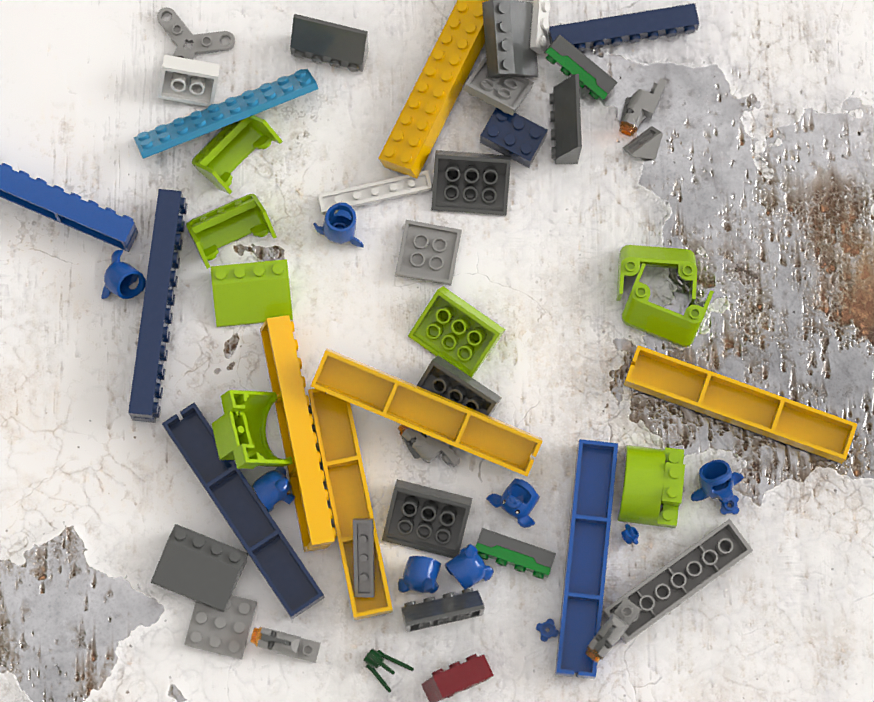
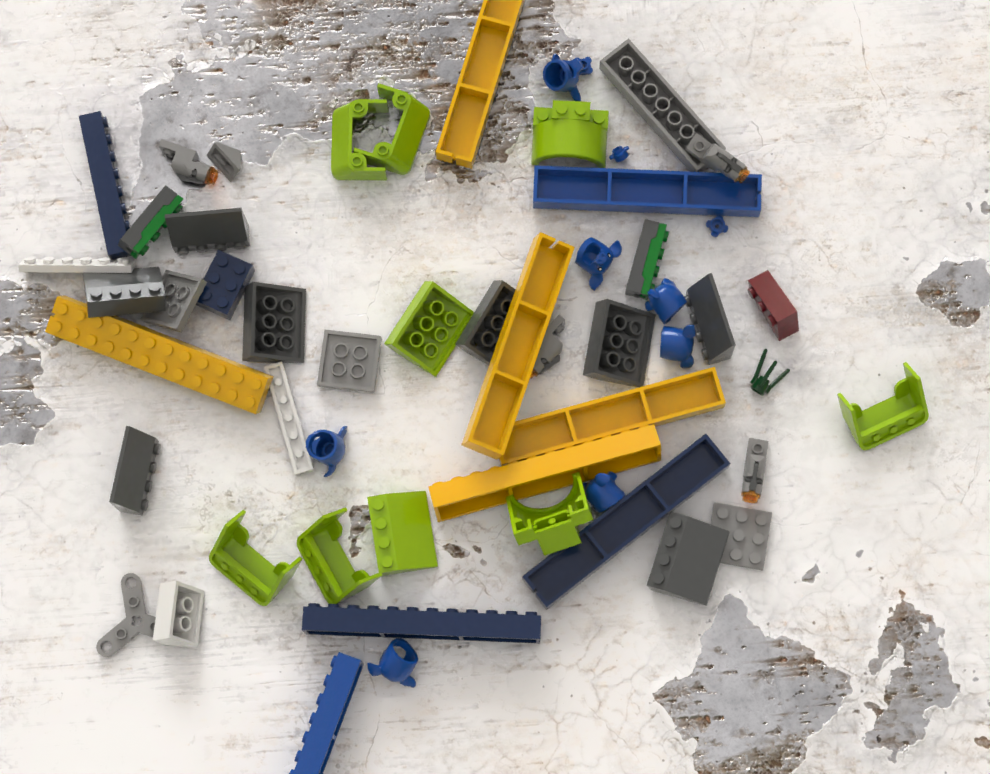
camera: 85 degrees left, 0 degrees up
(225, 113) = (213, 574): dark azure plate -> none
(363, 557) = (665, 397): flat silver plate -> none

